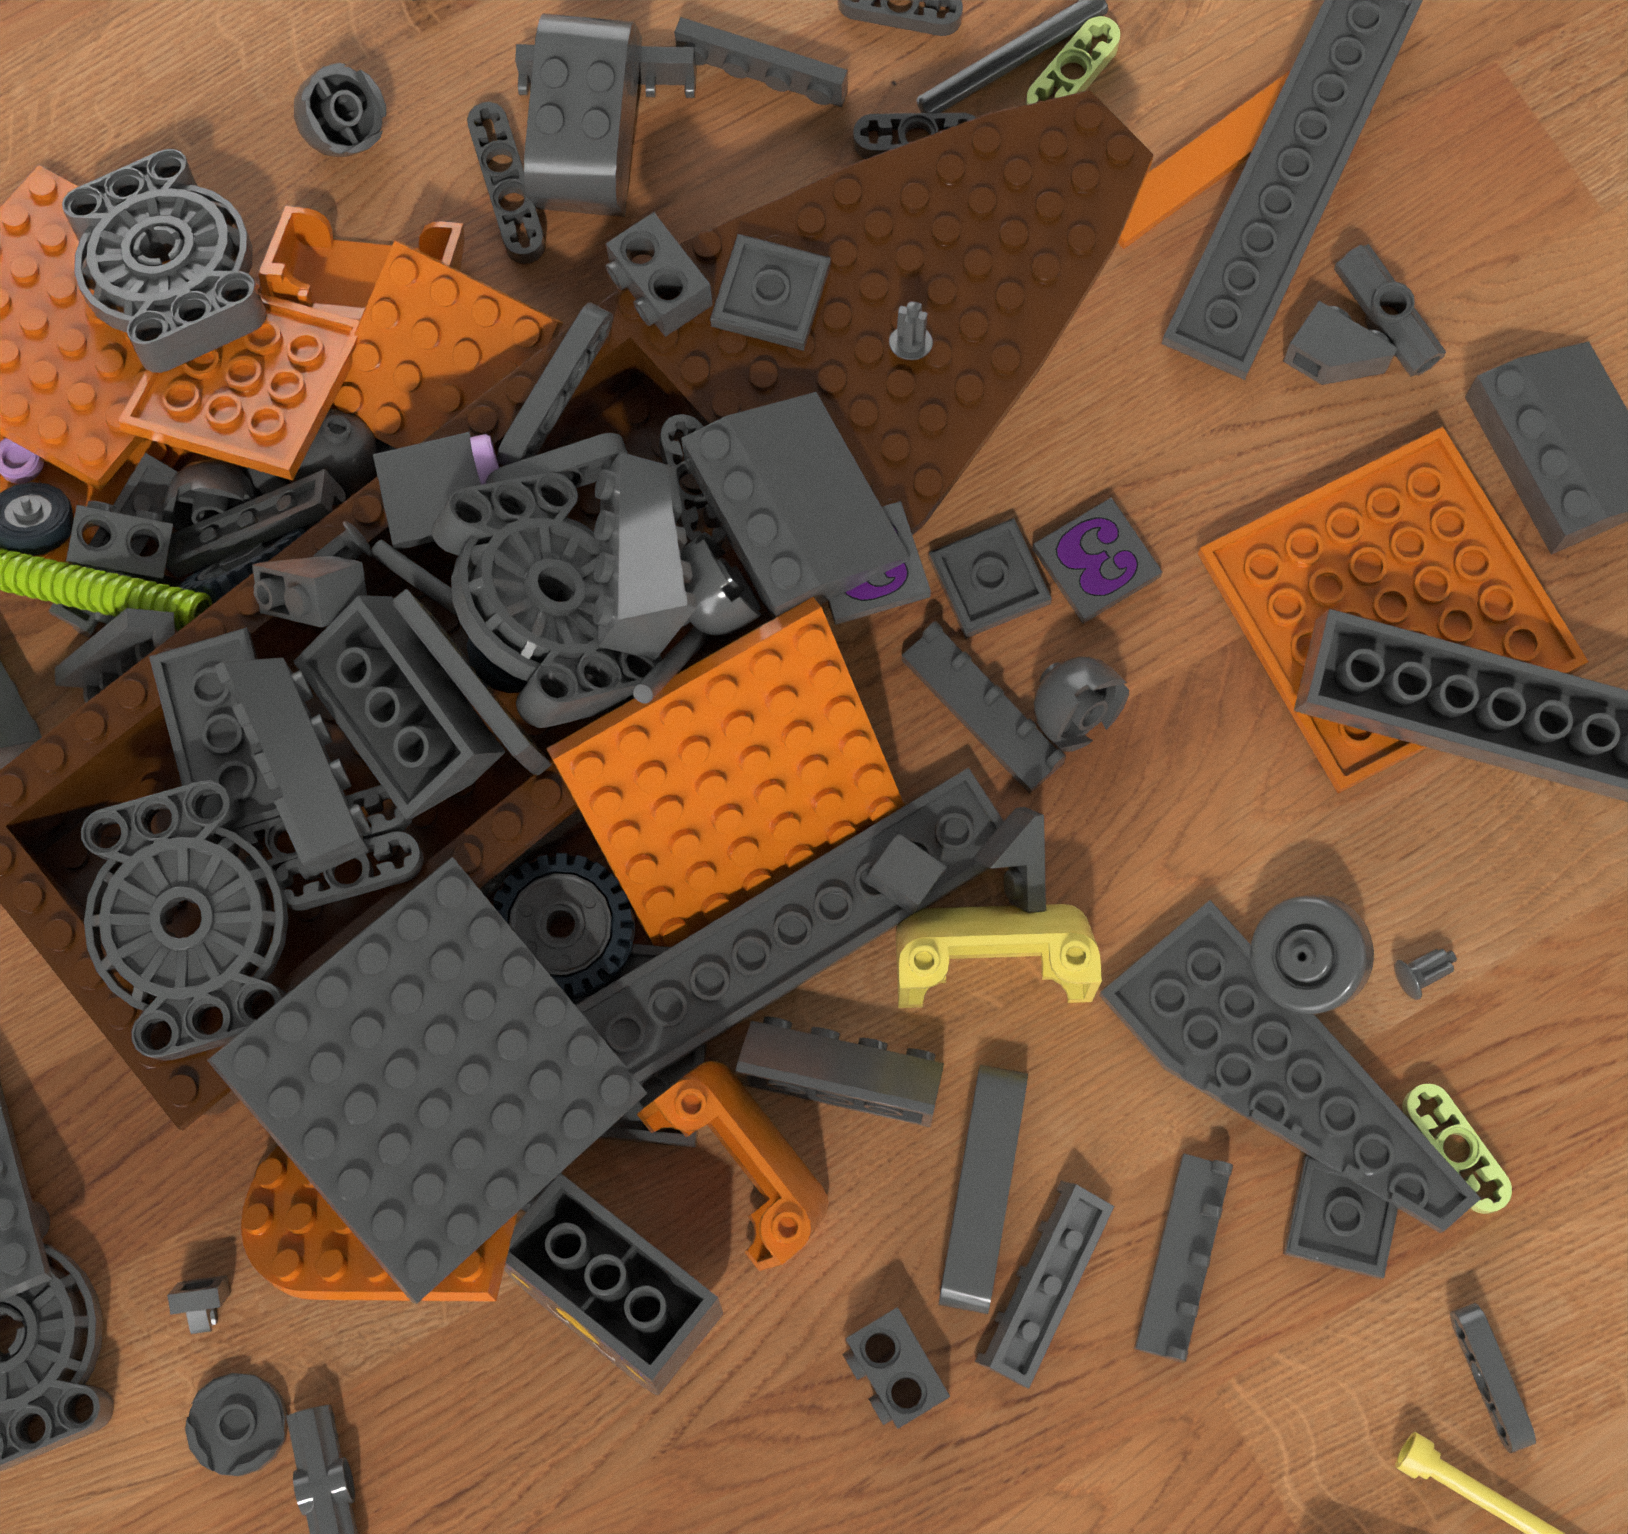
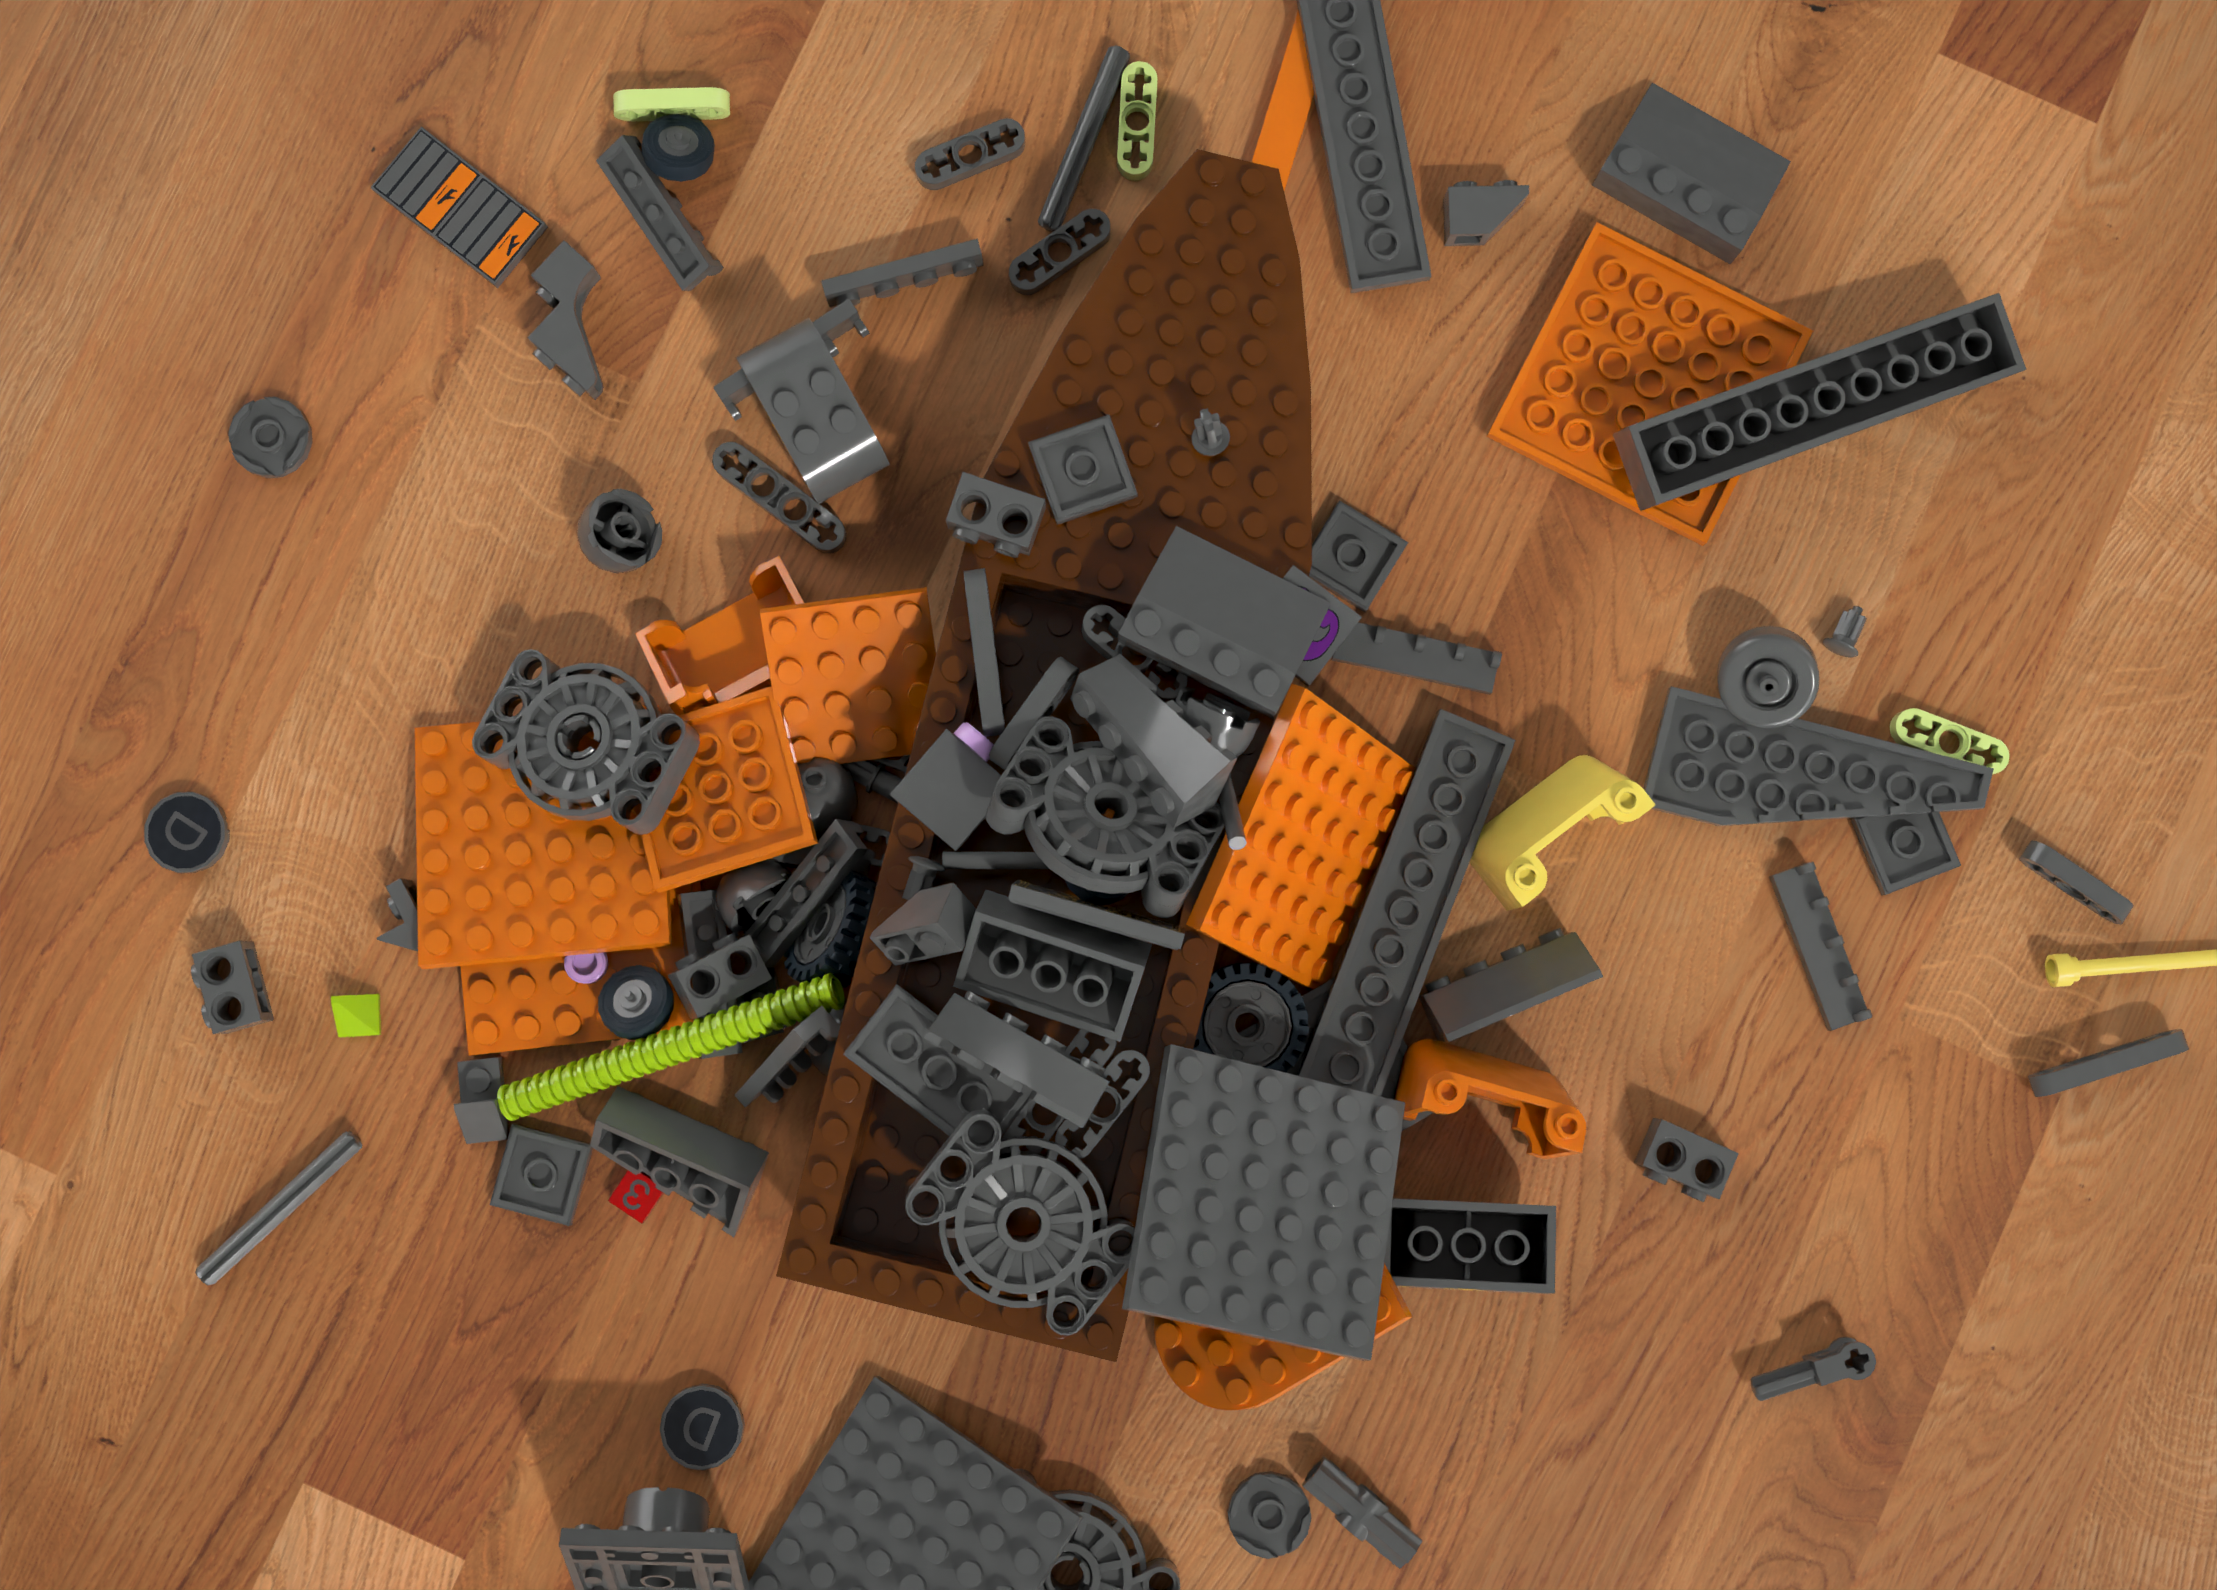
camera: 40 degrees left, 10 degrees up
(199, 1301) = (1183, 1453): dark grey tile -> none
(905, 873) = (1460, 819): dark grey panel -> none
(983, 1189) = (1657, 995): dark grey beam -> none
(1021, 848) = (1523, 749): dark grey slope -> none
(1046, 1284) = (1743, 1030): dark grey hinge -> none
(1076, 699) = (1480, 606): dark grey cylinder -> none
(1097, 560) = (1419, 490): dark grey tile -> none
(1375, 287) = (1473, 147): dark grey piece -> none

